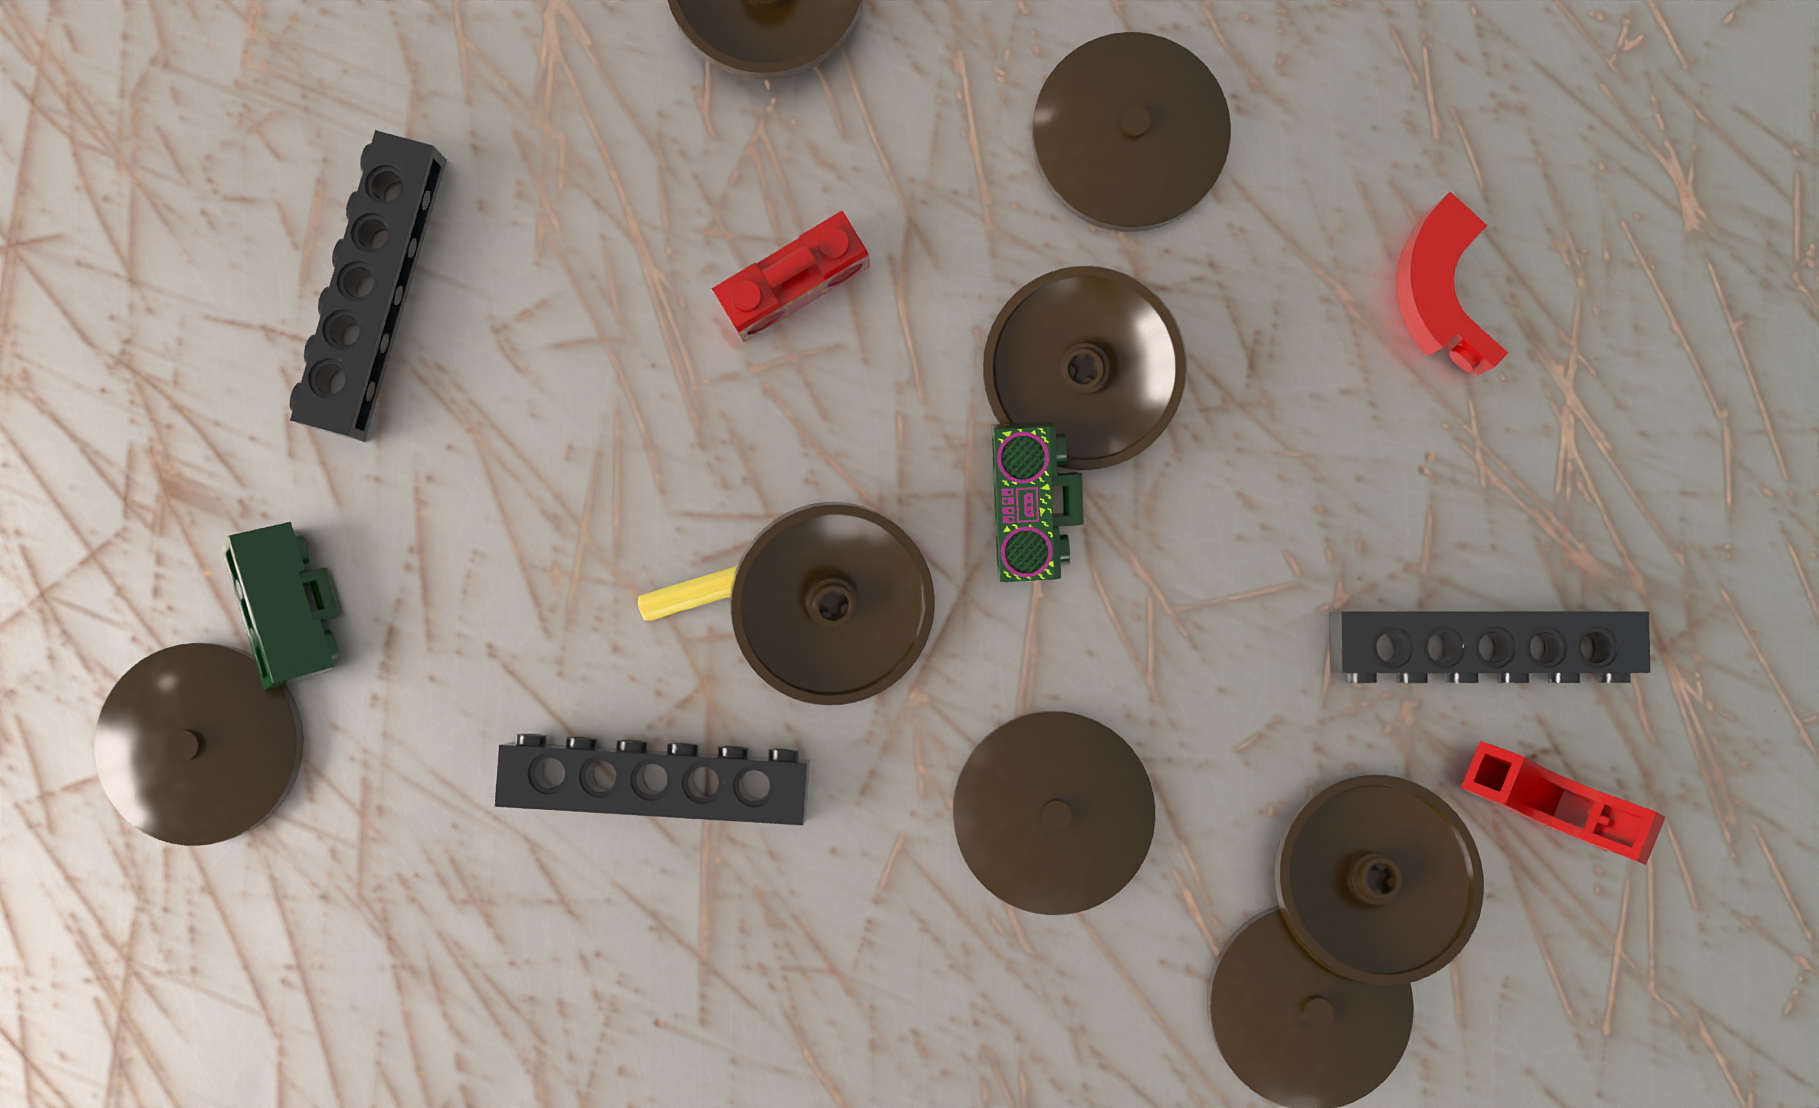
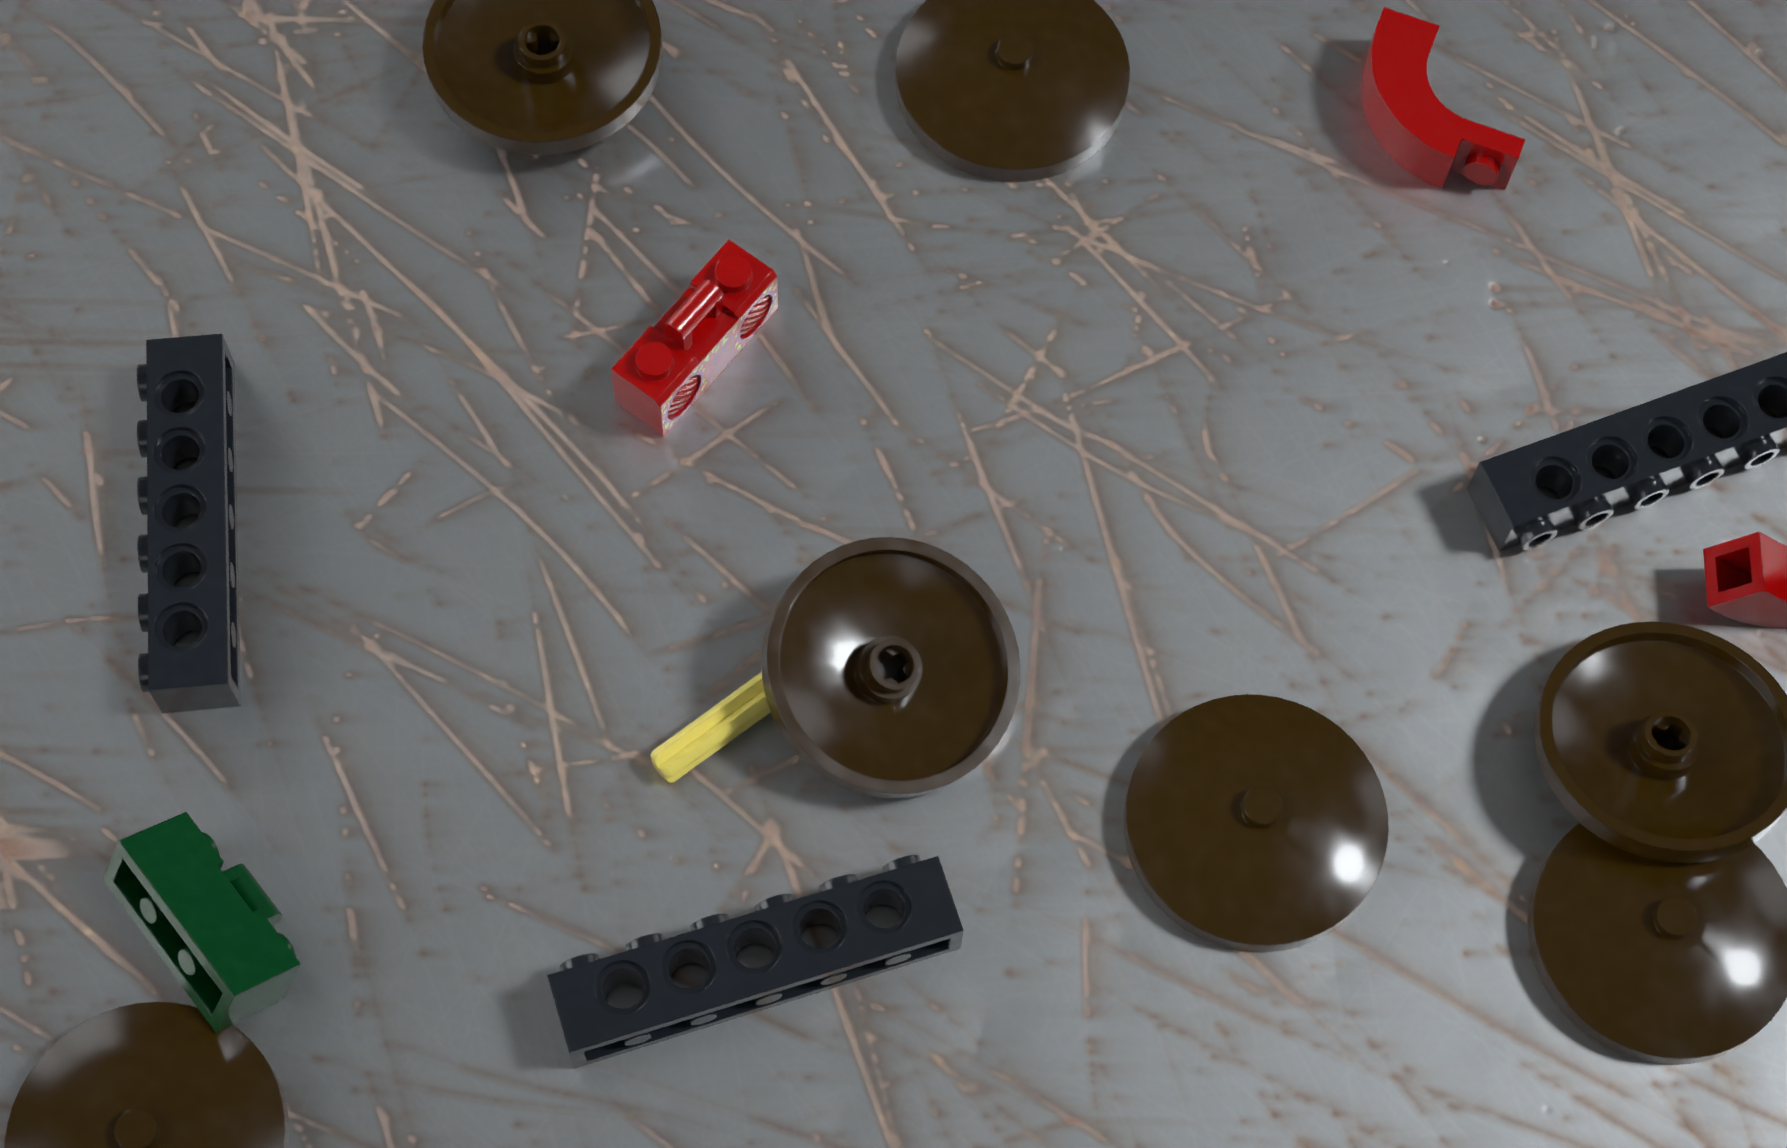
camera: 25 degrees left, 20 degrees down
(1023, 479) = (1065, 476): dark green piece -> none
(1091, 358) = (1072, 314): dark brown dish -> none

